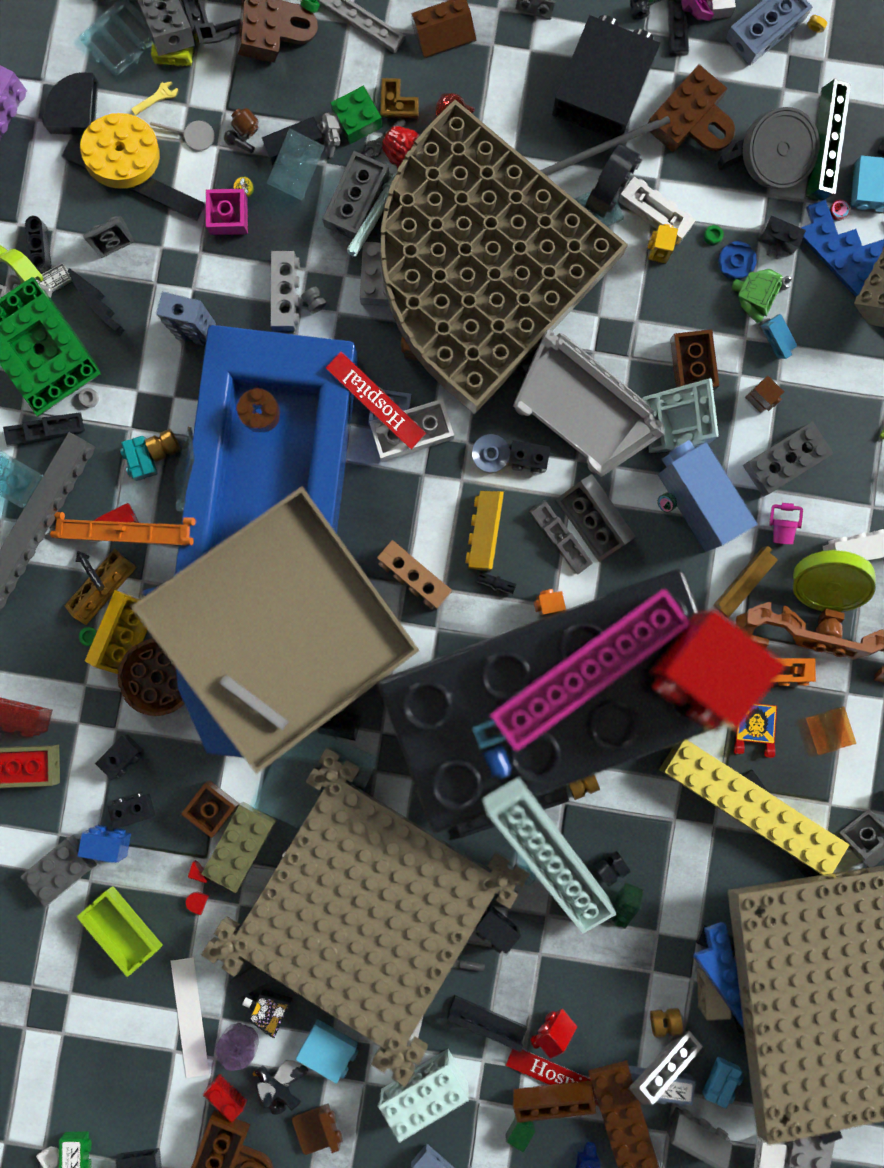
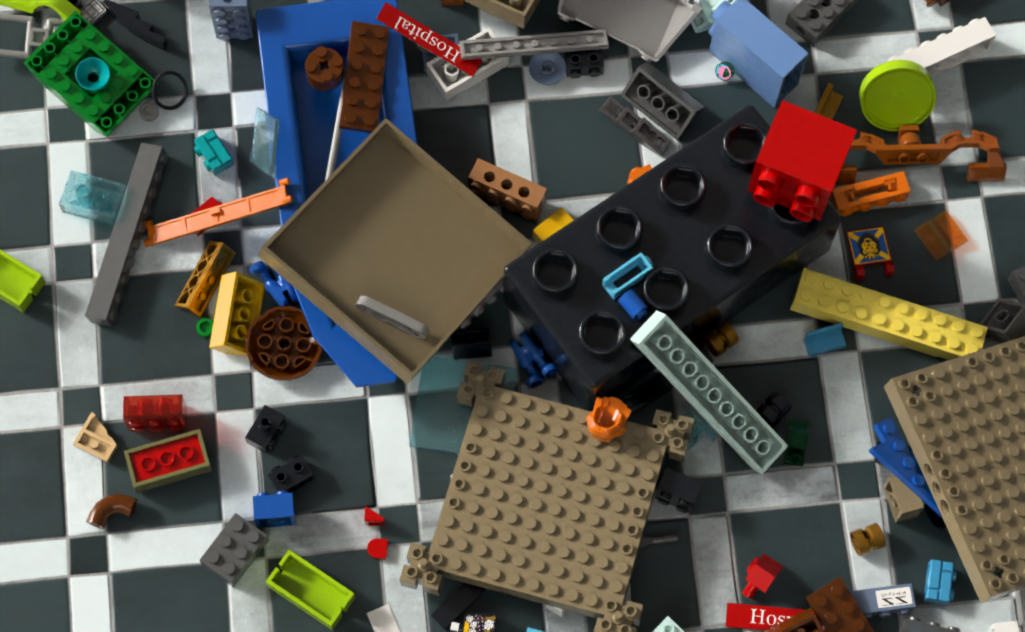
camera: 20 degrees left, 15 degrees down
(22, 347) = (89, 66): none -> teal piece
(44, 429) = (113, 150): black slope -> none
(83, 559) = (183, 258): black piece -> none
(112, 398) = (185, 90): none -> black tyre
(162, 445) = (234, 134): pearl gold wheel -> none
(210, 808) = (369, 452): reddish brown brick -> none
(239, 847) = (406, 482): olive brick -> none
(259, 471) = (336, 138): none -> light grey piece
(297, 429) = (364, 77): none -> reddish brown plate
(389, 748) = (529, 353): none -> blue piece
(444, 855) = (608, 419): none -> orange hair
(450, 628) = (551, 225): none -> yellow brick
(481, 430) = (533, 44): none -> light grey tile
(485, 530) = (562, 135): yellow slope -> none
(487, 1023) = (695, 587): black fence -> none
(496, 583) = (586, 181): black pin -> none
(590, 669) = (691, 197): dark pink brick -> none
(665, 1068) = (877, 572): light grey brick -> none
(684, 809) = (824, 340): none -> dark azure panel
(785, 530) = (840, 66): dark pink piece -> none

